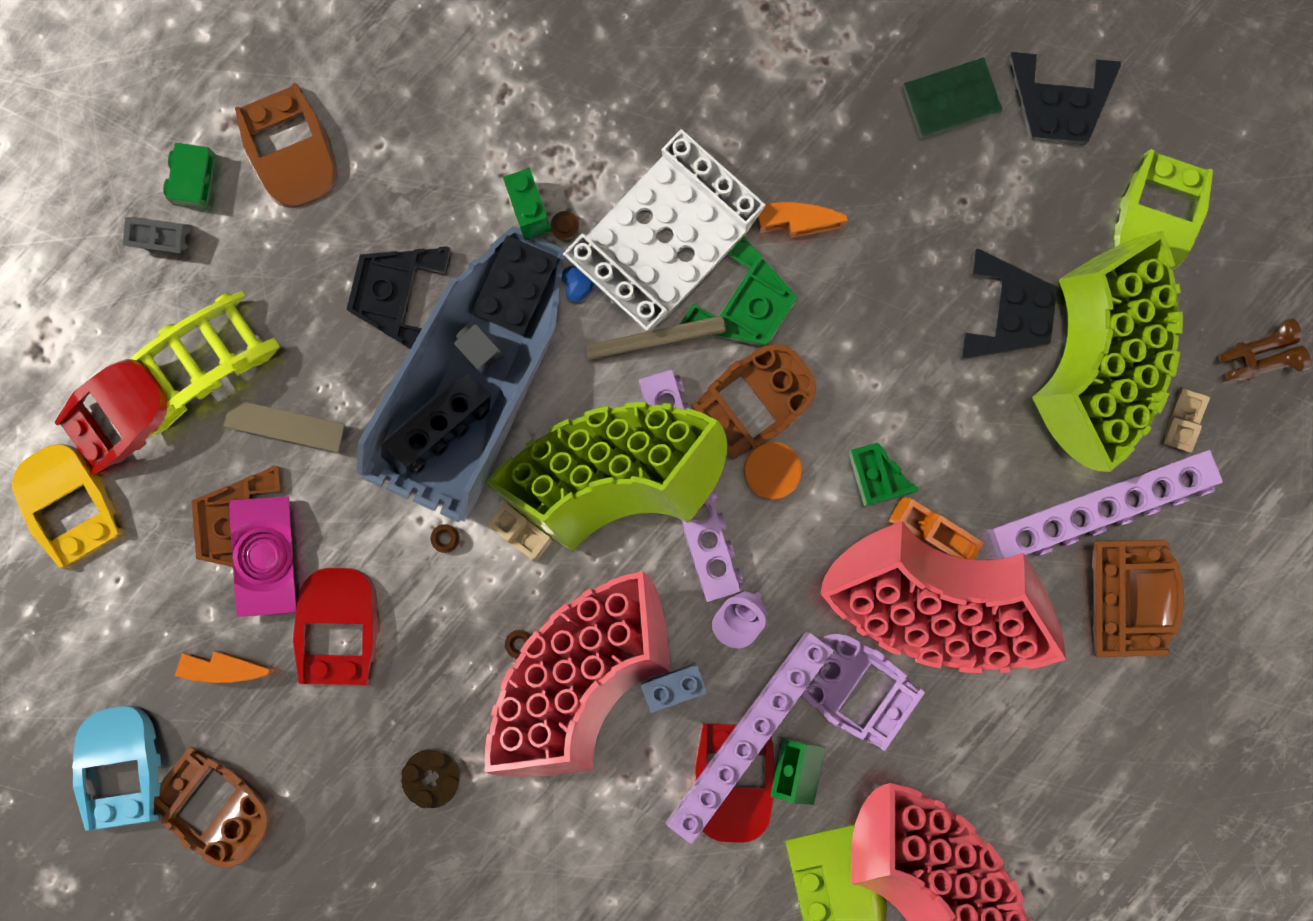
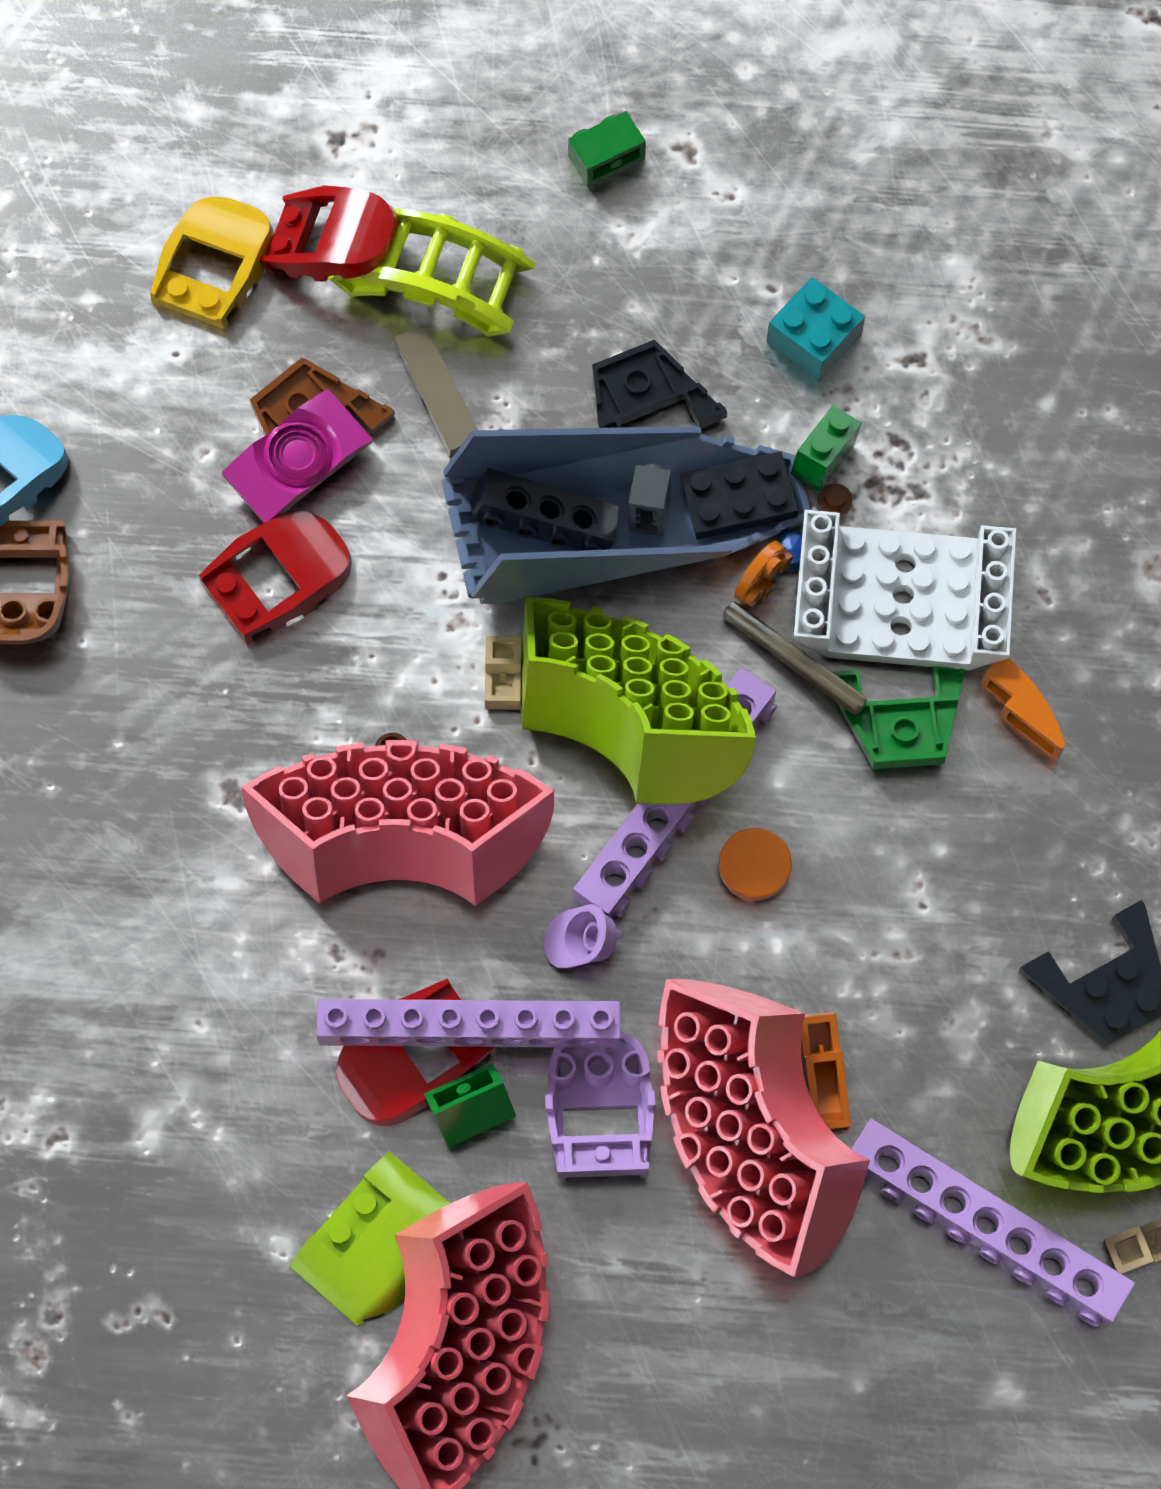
camera: 55 degrees right, 15 degrees down
(155, 234) = (528, 156): dark grey hinge -> none
(221, 668) = (160, 497): orange slope -> none
(299, 170) = (690, 235): dark orange slope -> none
(414, 773) = (191, 743): dark brown plate -> none
(434, 142) = (815, 328): none -> teal brick
(436, 542) = (442, 599): reddish brown plate -> none
(586, 315) = (757, 578): none -> orange tile
(673, 688) = (460, 915): sand blue panel -> none
(778, 381) = (849, 801): dark orange slope -> none
(877, 475) = (834, 971): green wing -> none
(1135, 598) = (919, 1324): dark orange slope -> none

